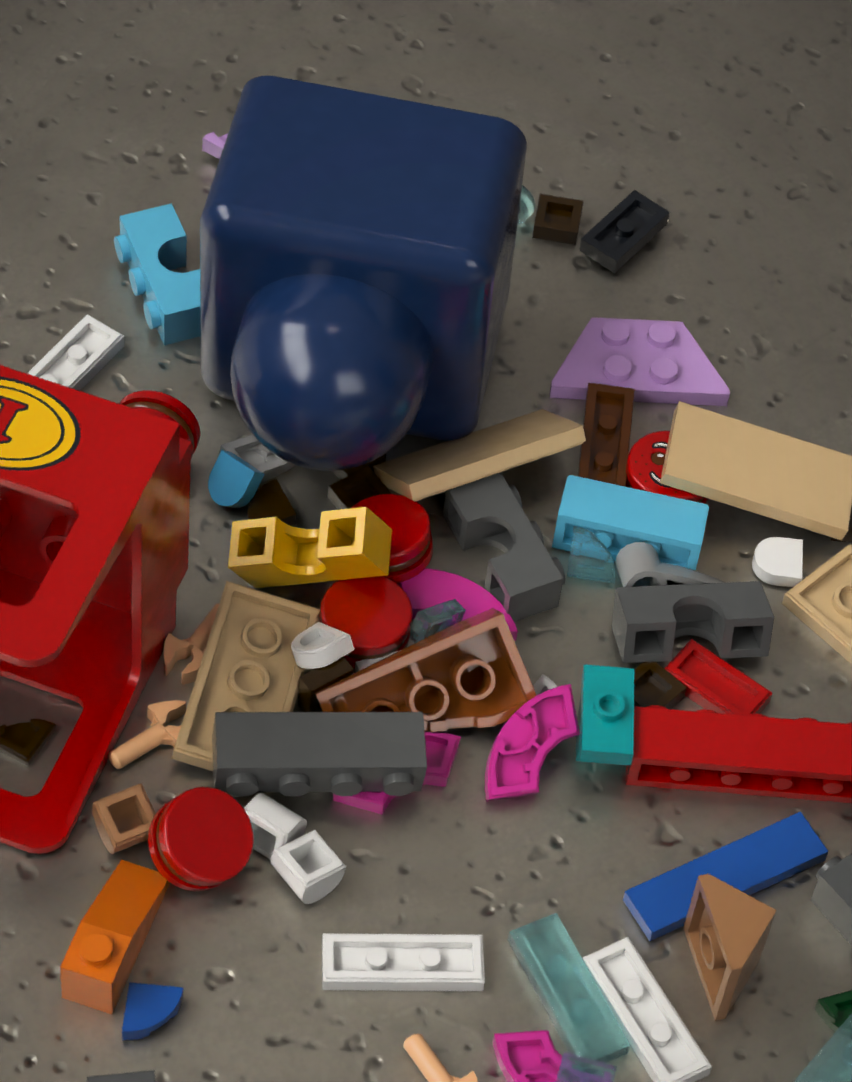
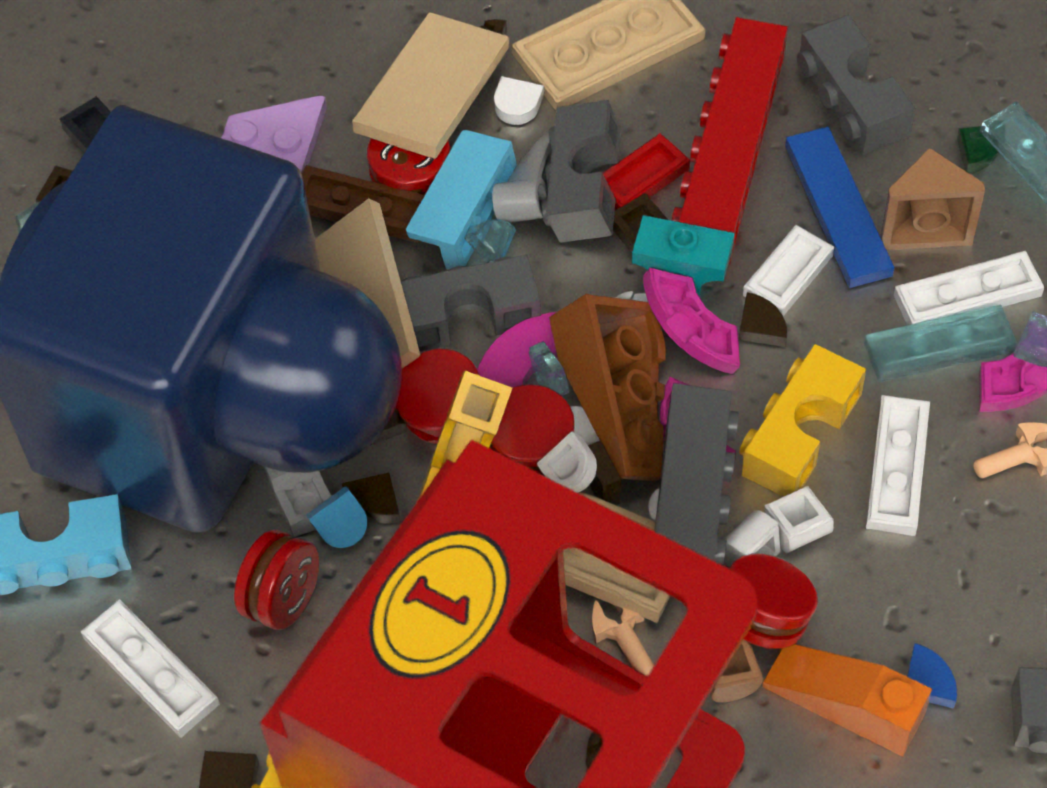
camera: 70 degrees left, 5 degrees up
(392, 837) = (817, 389): none -> yellow arch
(552, 815) = (762, 322): none -> dark brown tile
(626, 836) = (790, 268): none -> white tile

